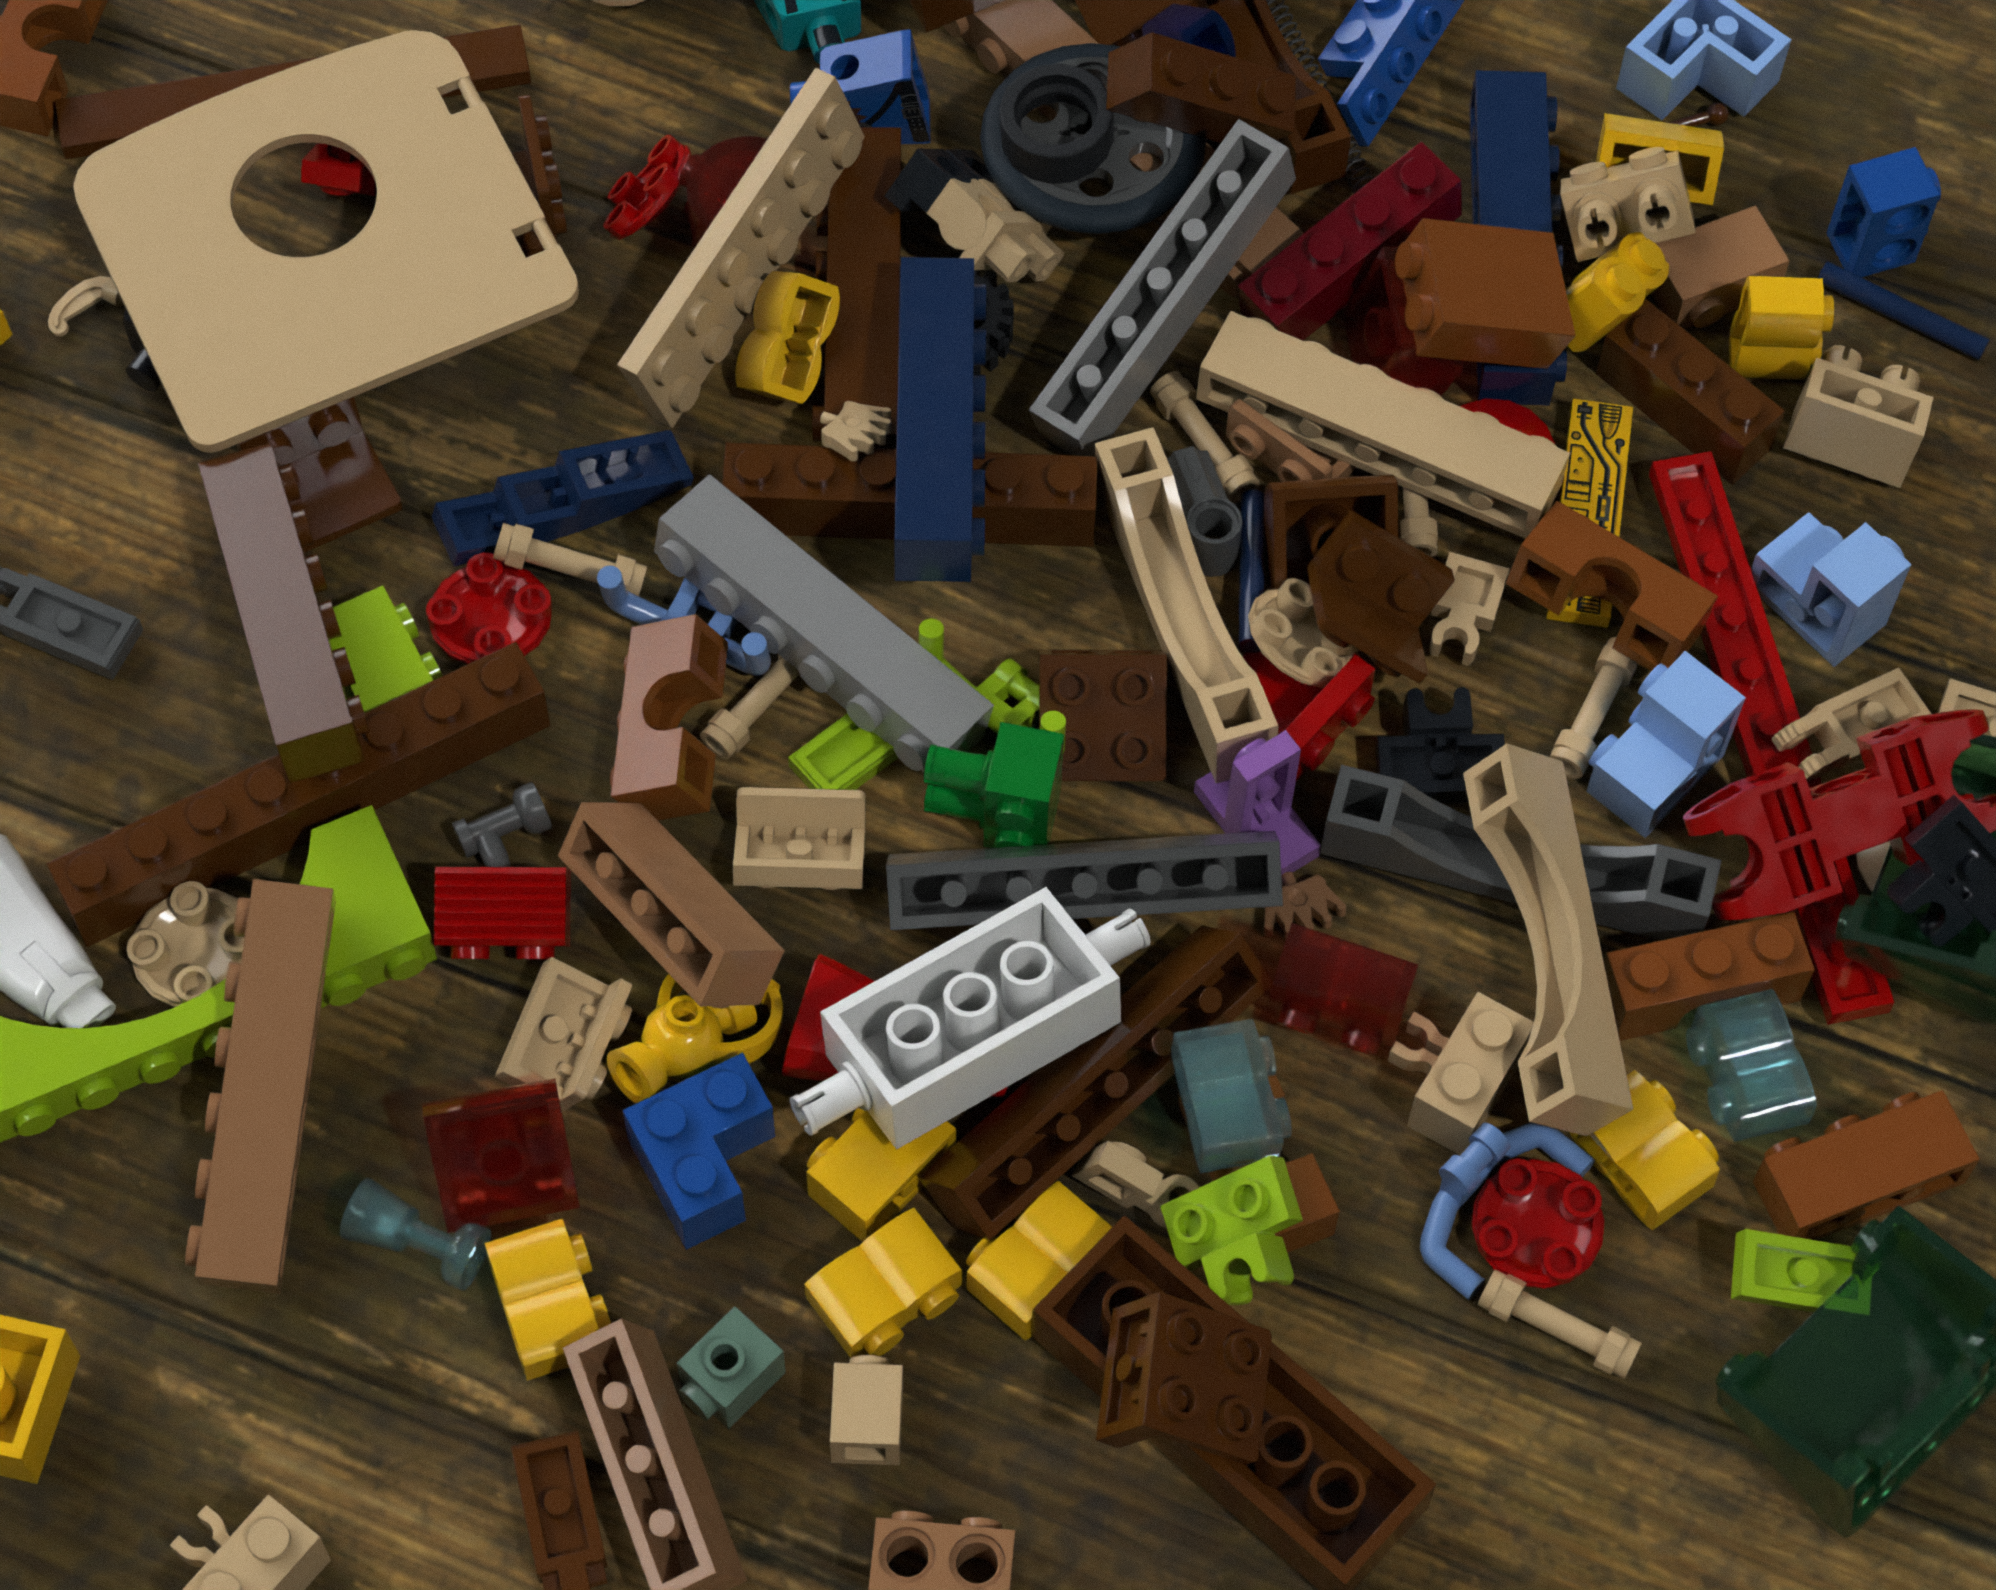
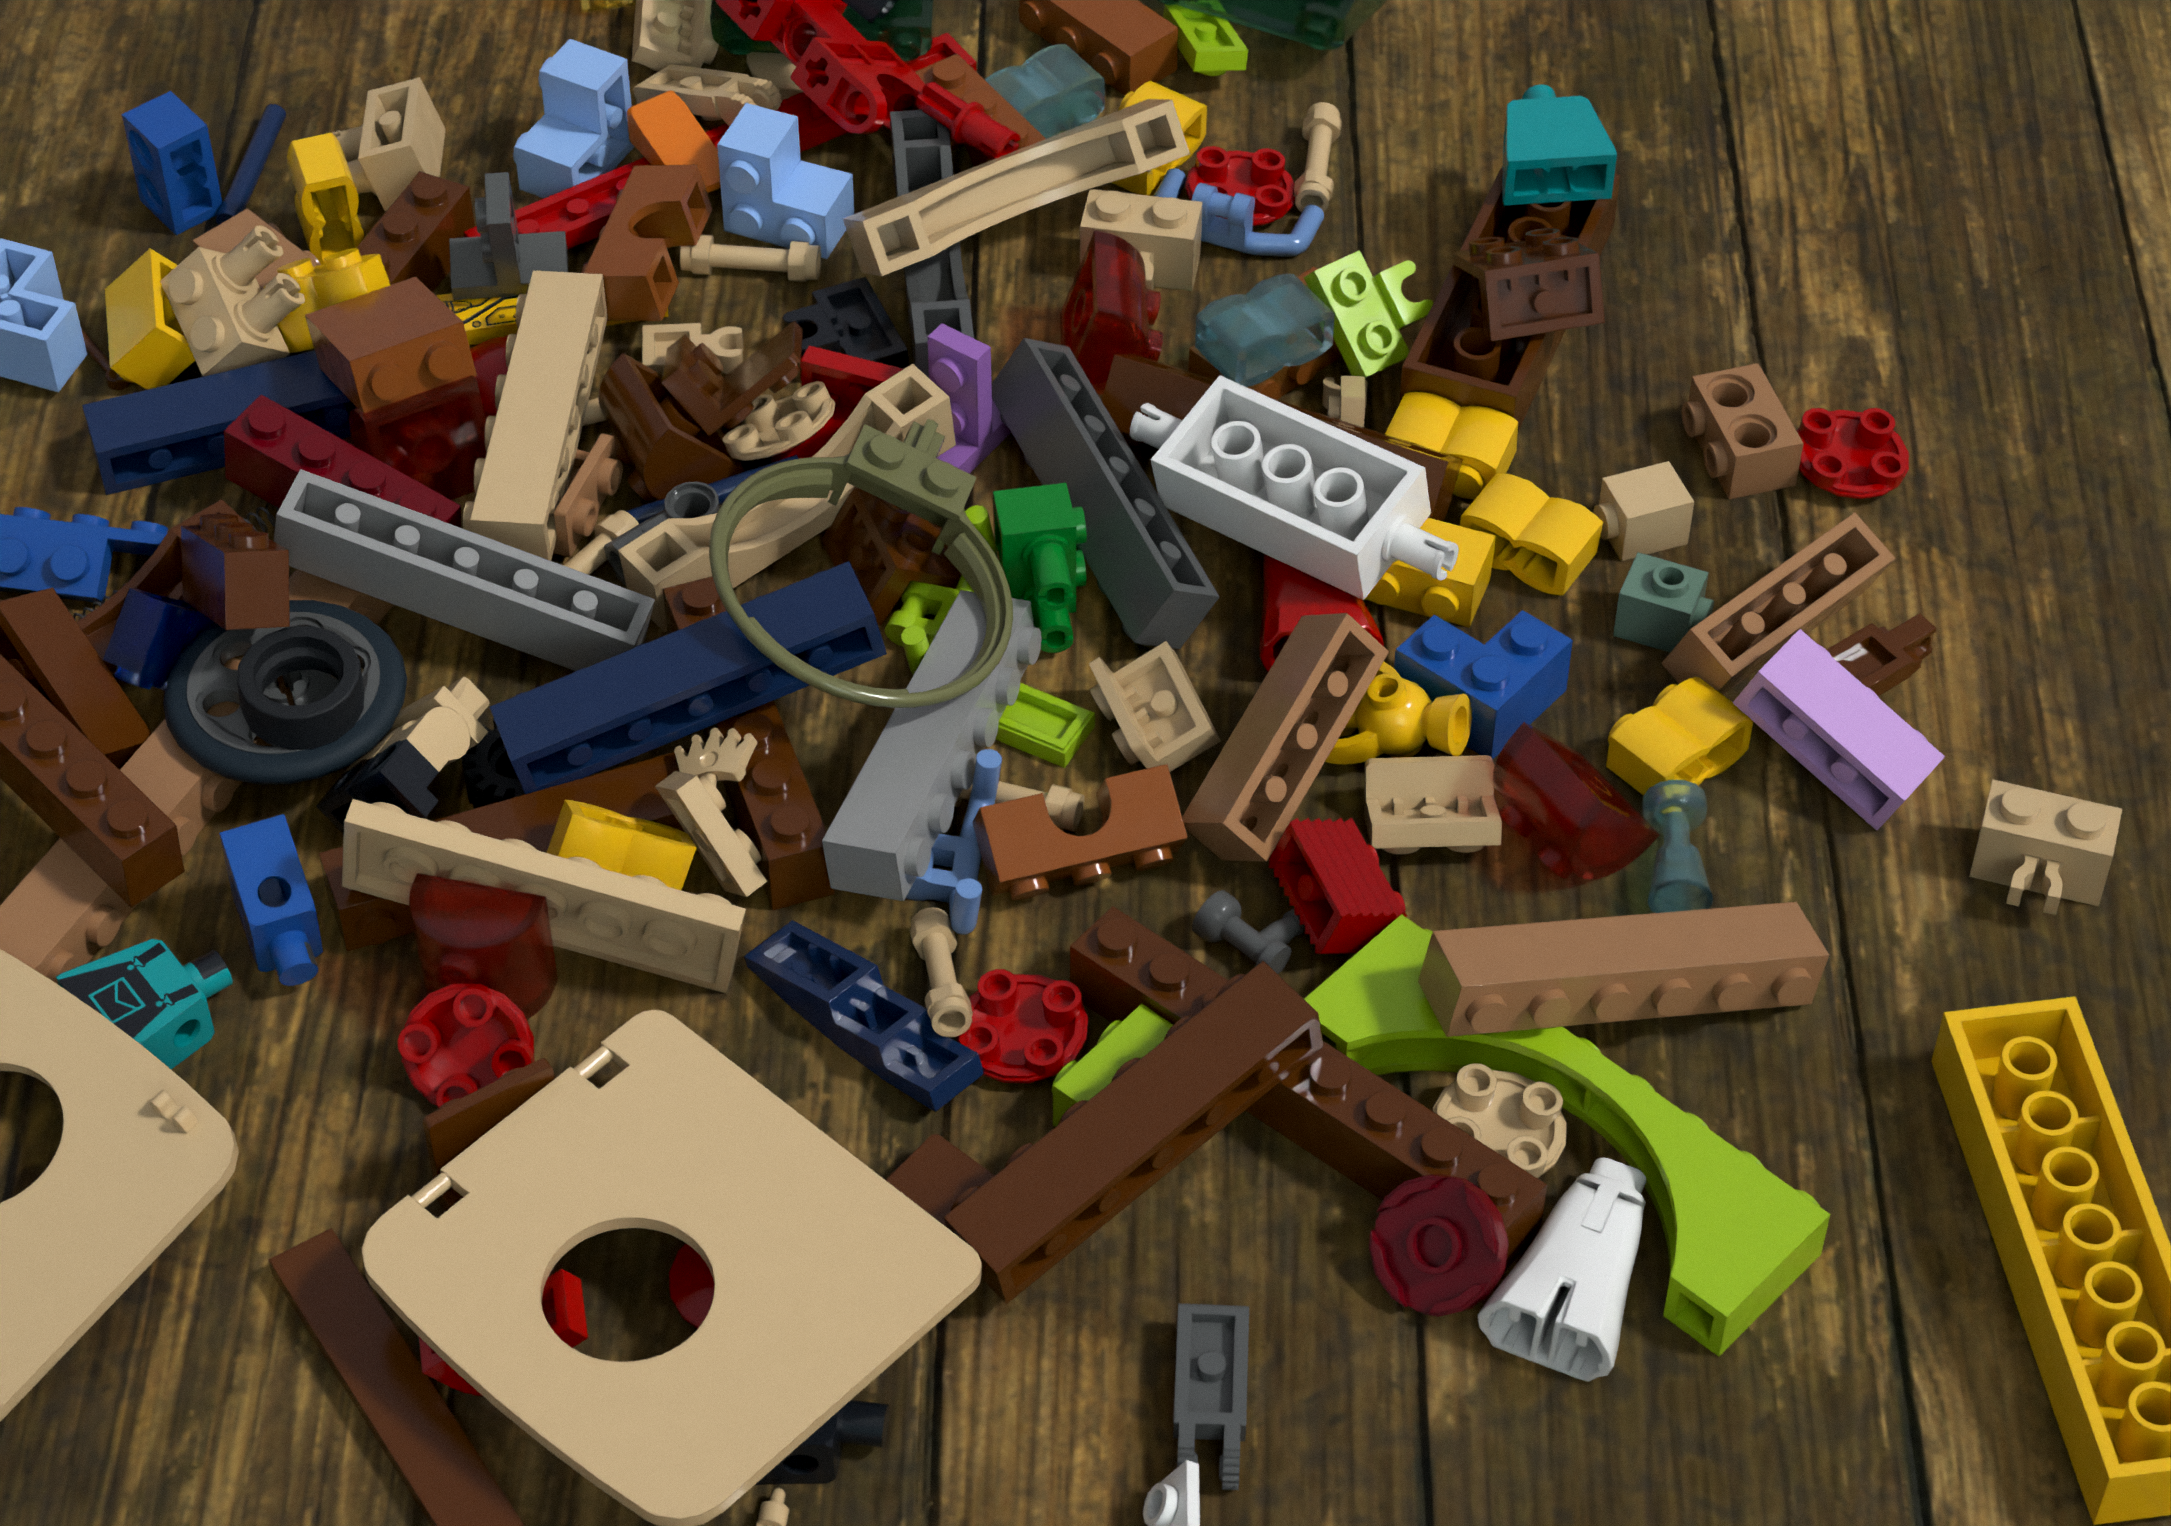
camera: 110 degrees left, 15 degrees down
(82, 822) = (1438, 1244): none -> dark red tile
(464, 1434) = (1838, 729): none -> lavender brick
(787, 404) = (726, 852): none -> tan plate
(1100, 661) = (910, 479): none -> olive brick
(1388, 1498) = (1555, 150): none -> teal torso
(1632, 453) = (501, 258): none -> dark grey bracket
(1660, 916) = (967, 121): none -> red axle
(1771, 660) = (671, 135): none -> orange slope

